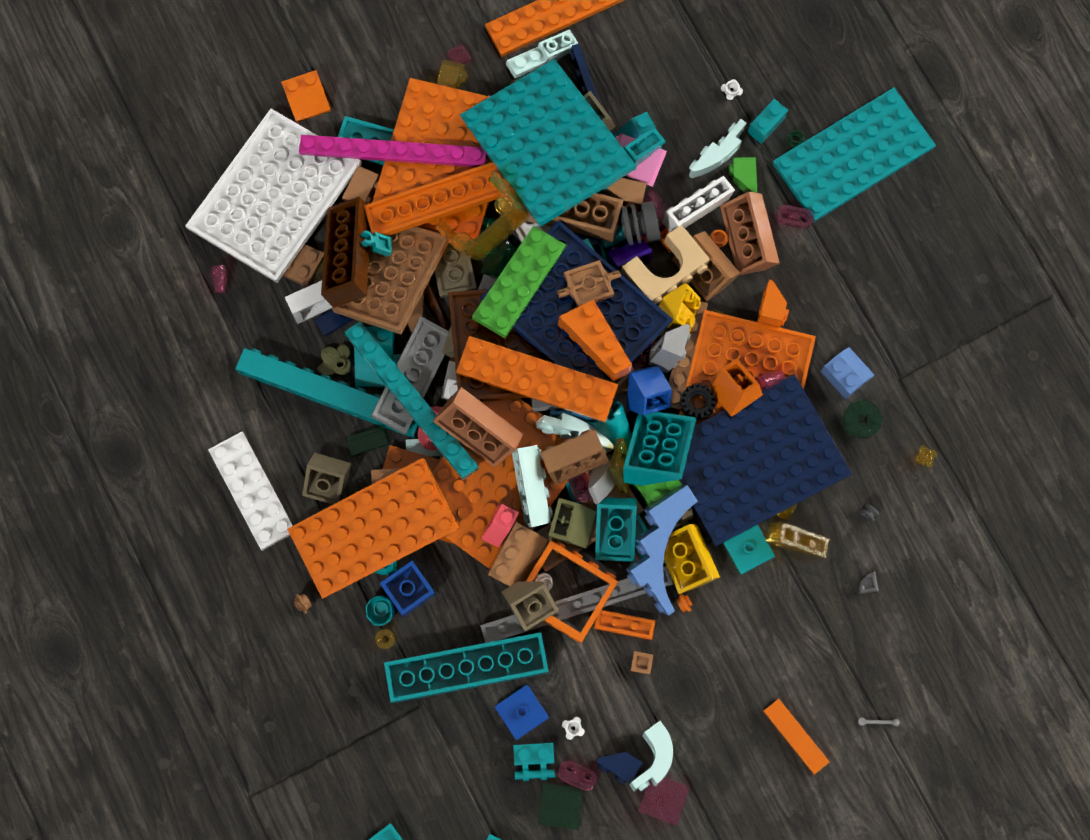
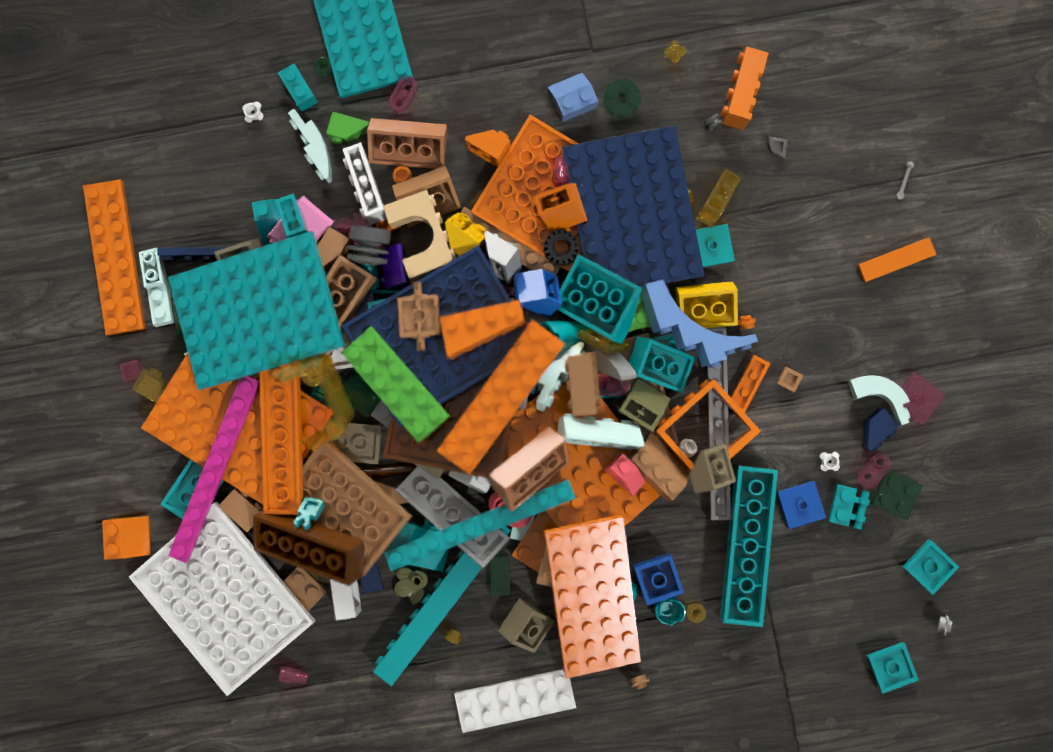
camera: 70 degrees left, 10 degrees up
(296, 414) = (453, 637): none -> clear yellow plate
(913, 532) = (745, 87): none -> orange wedge

